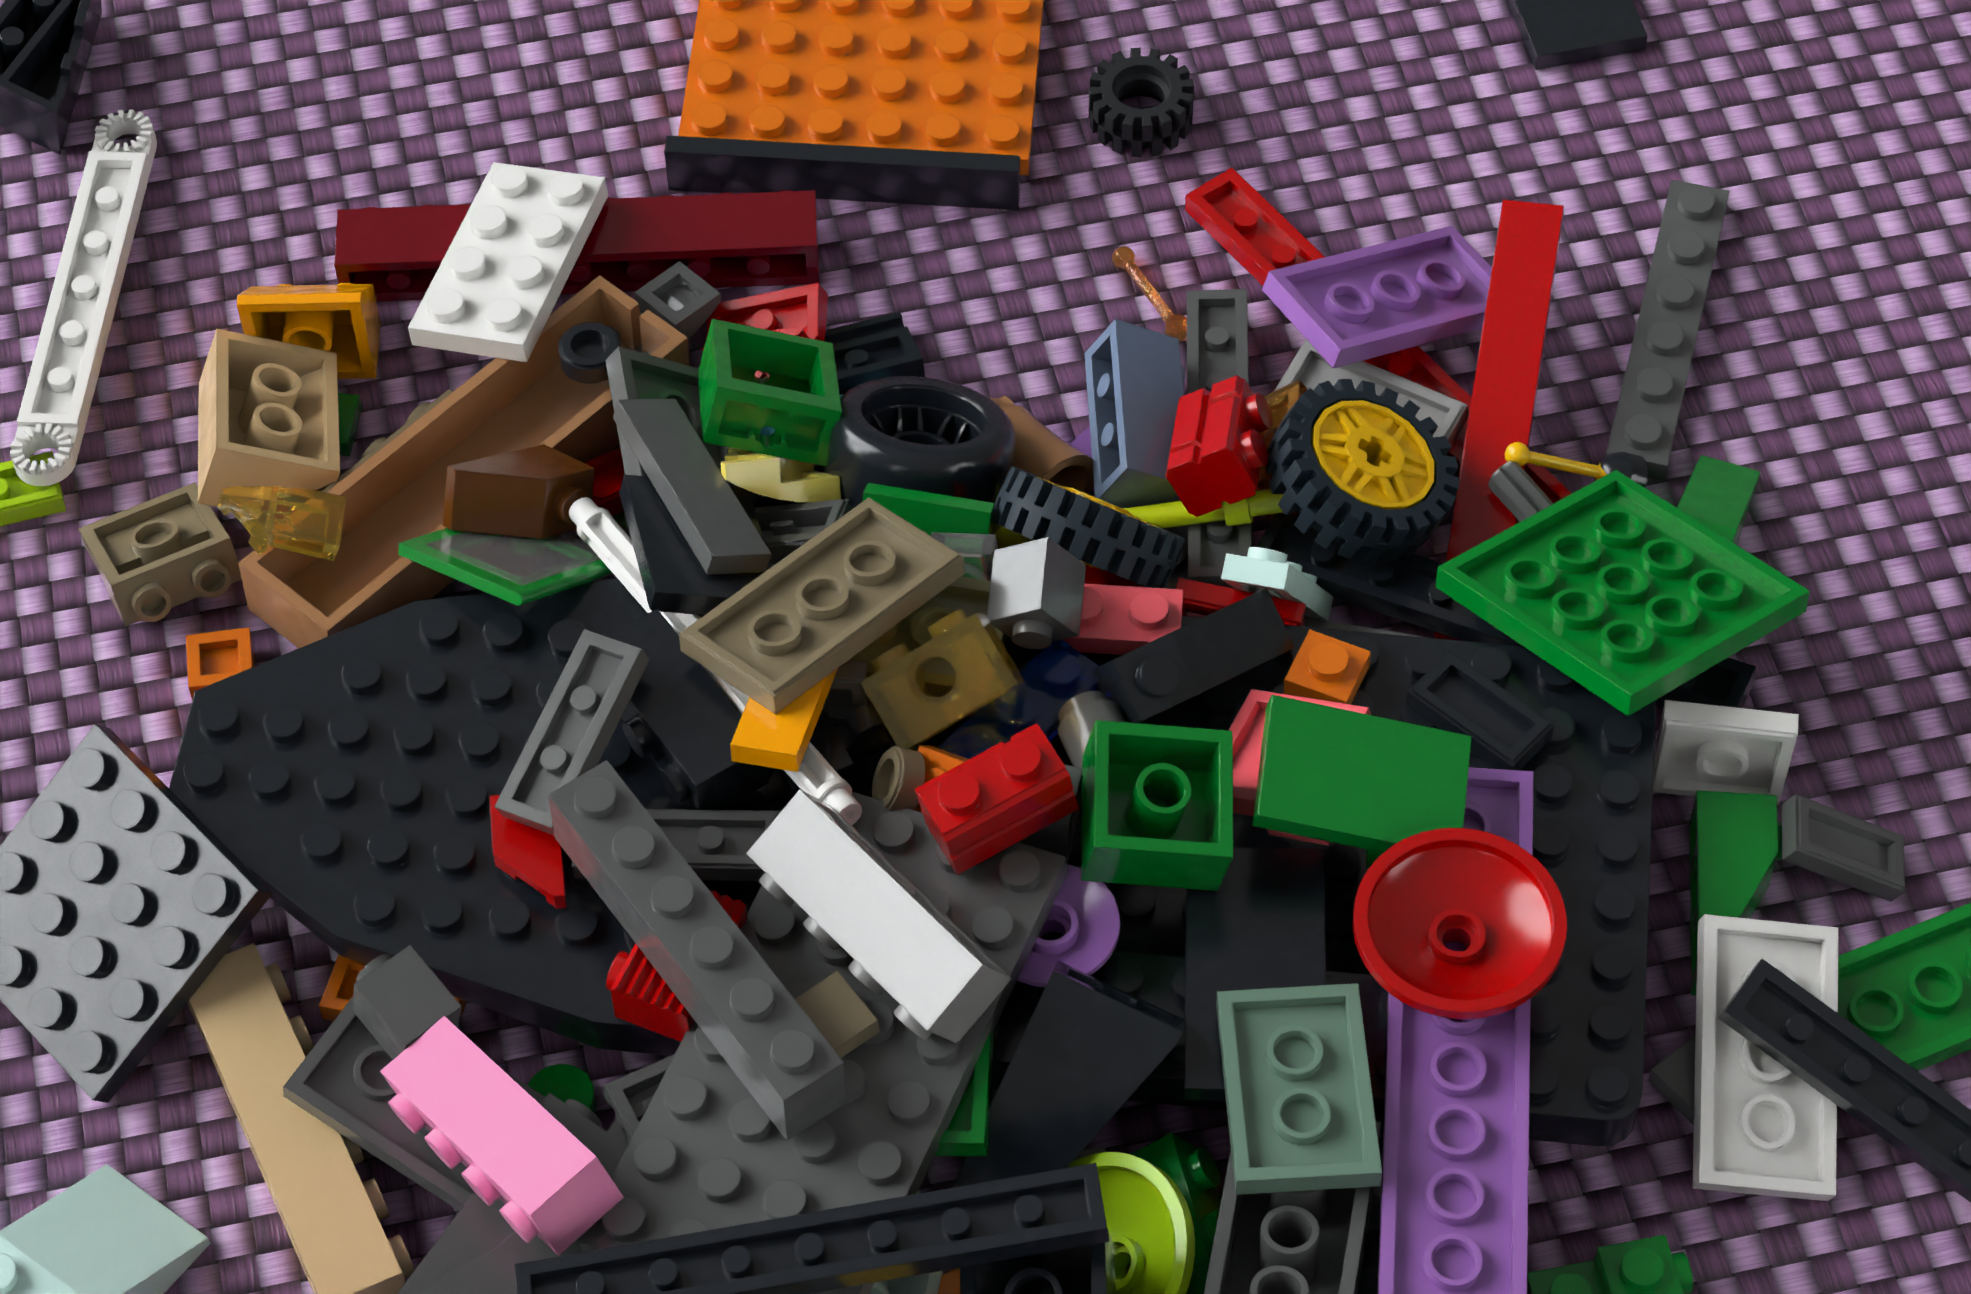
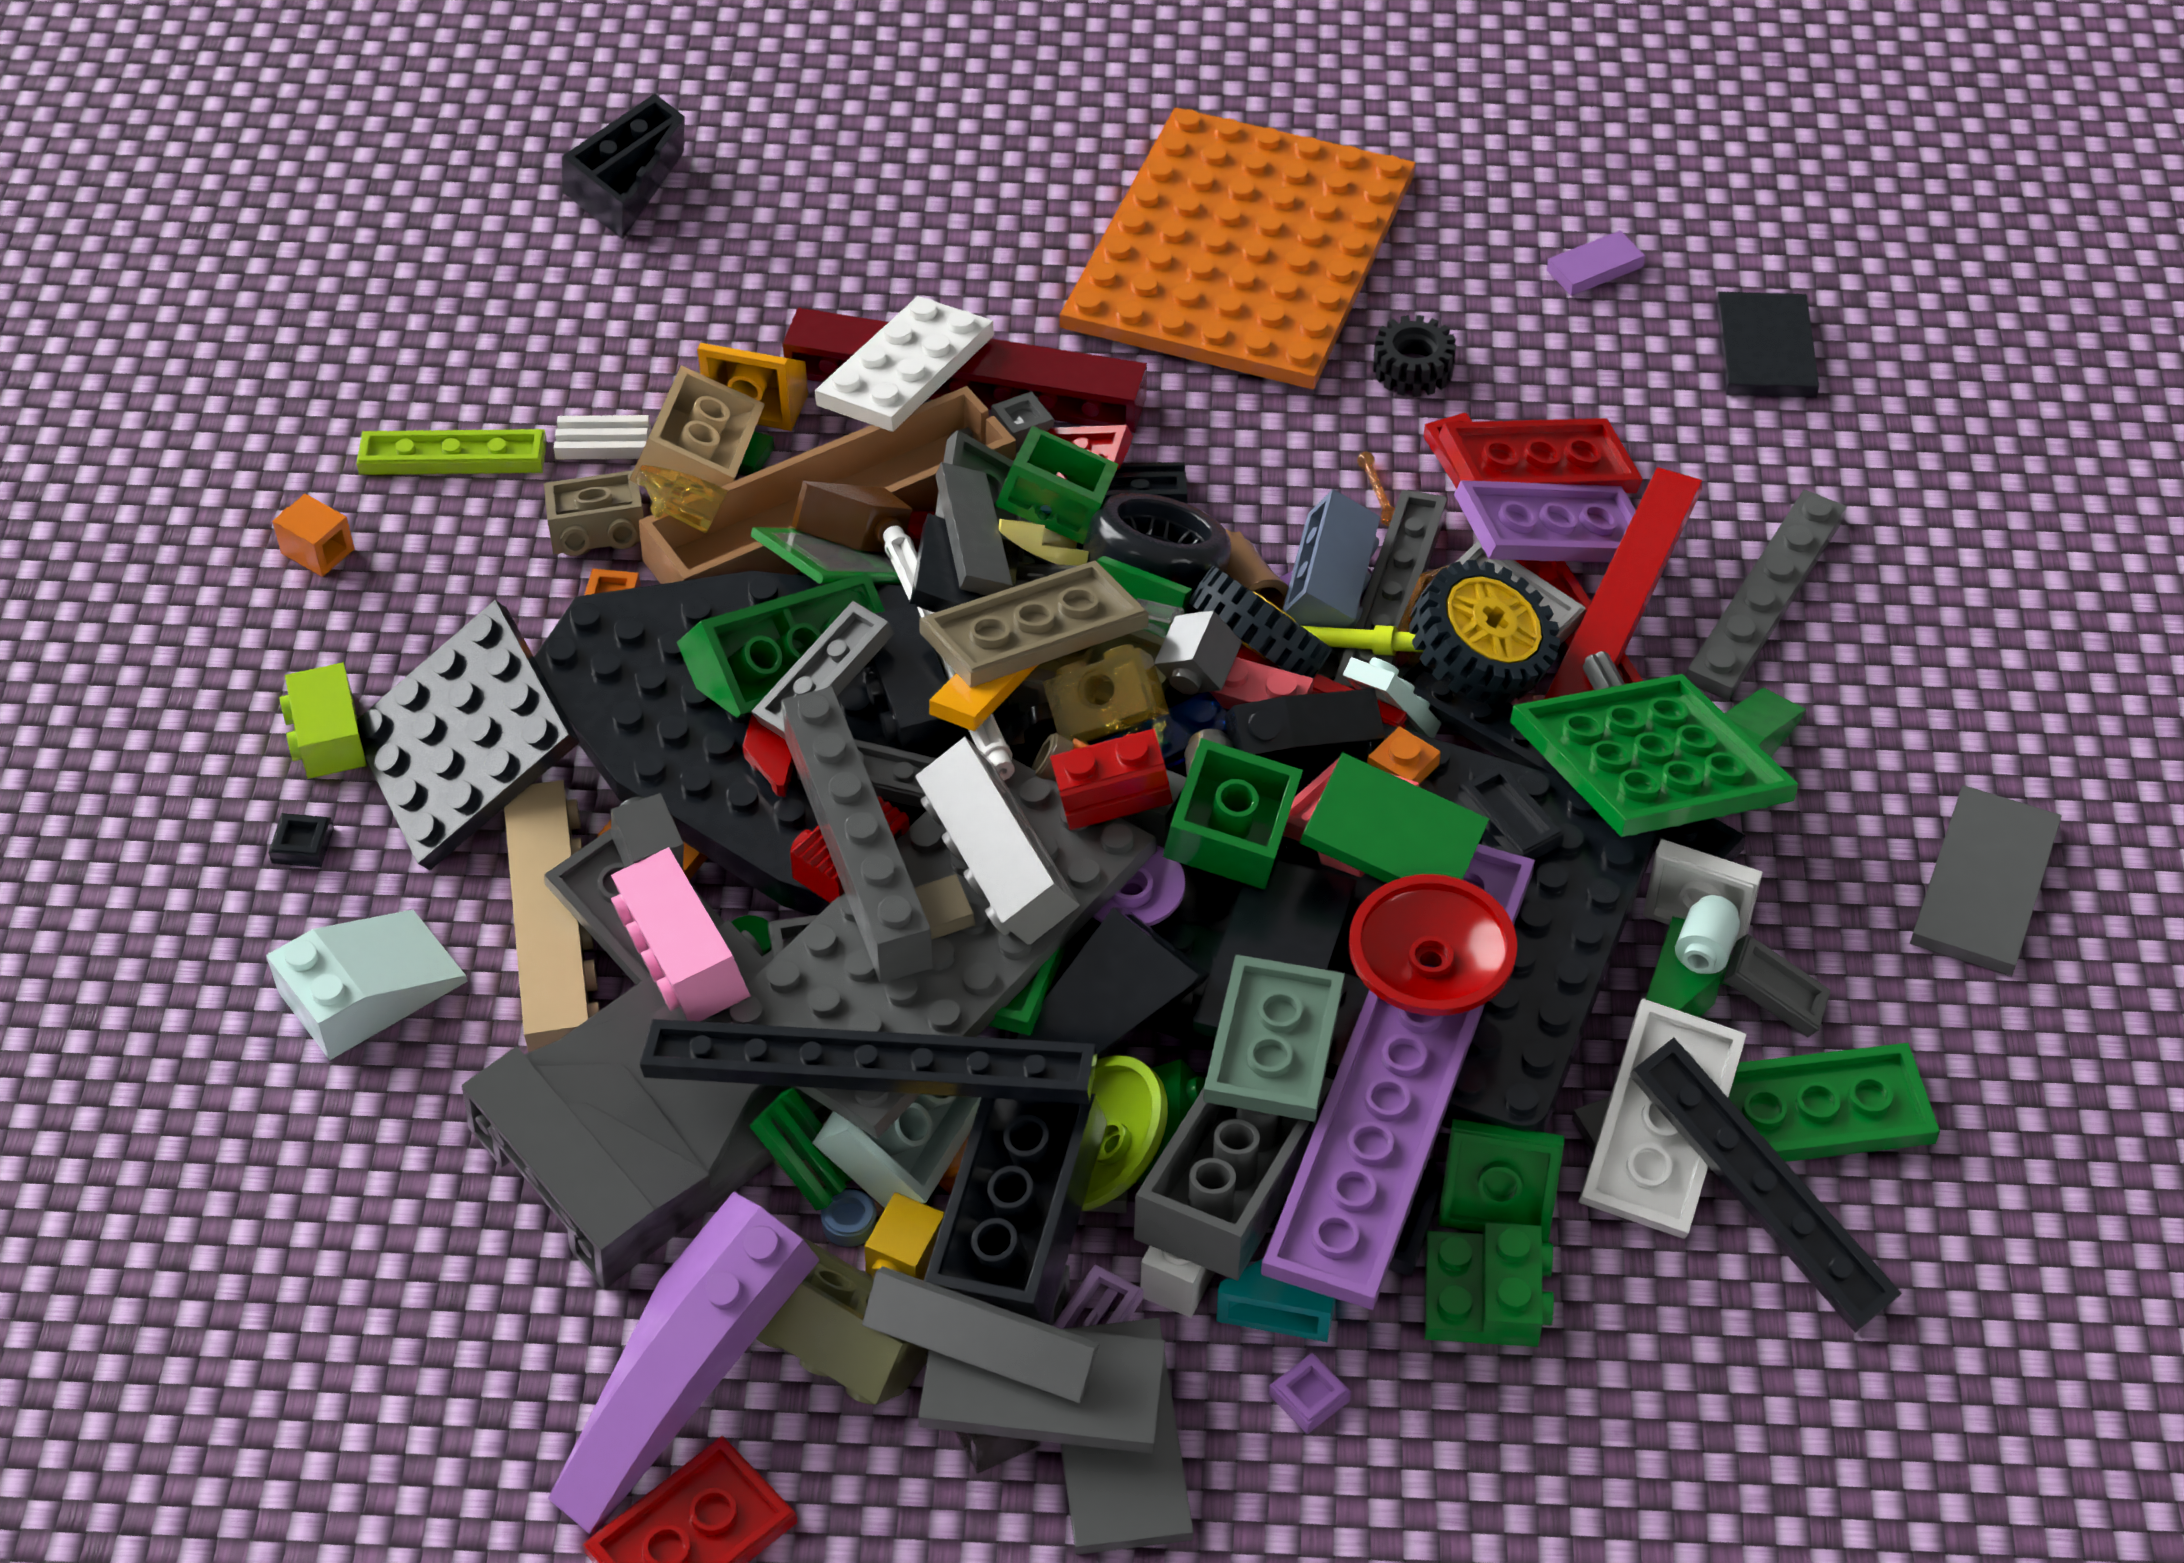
camera: 15 degrees right, 5 degrees down
(83, 299) = (601, 333): white plate -> none
(130, 436) = (601, 437): none -> white tile
(474, 719) = (749, 650): none -> green wedge
(585, 351) = (934, 431): black tile -> none
(844, 172) = (1179, 359): black tile -> none
(1218, 445) = (1380, 591): red brick -> none
(1343, 205) = (1541, 452): none -> red plate
(1599, 1186) = (1500, 1177): none -> green tile
(1628, 464) = (1700, 678): hinge -> none
(1753, 808) = (1708, 935): none -> light aqua brick

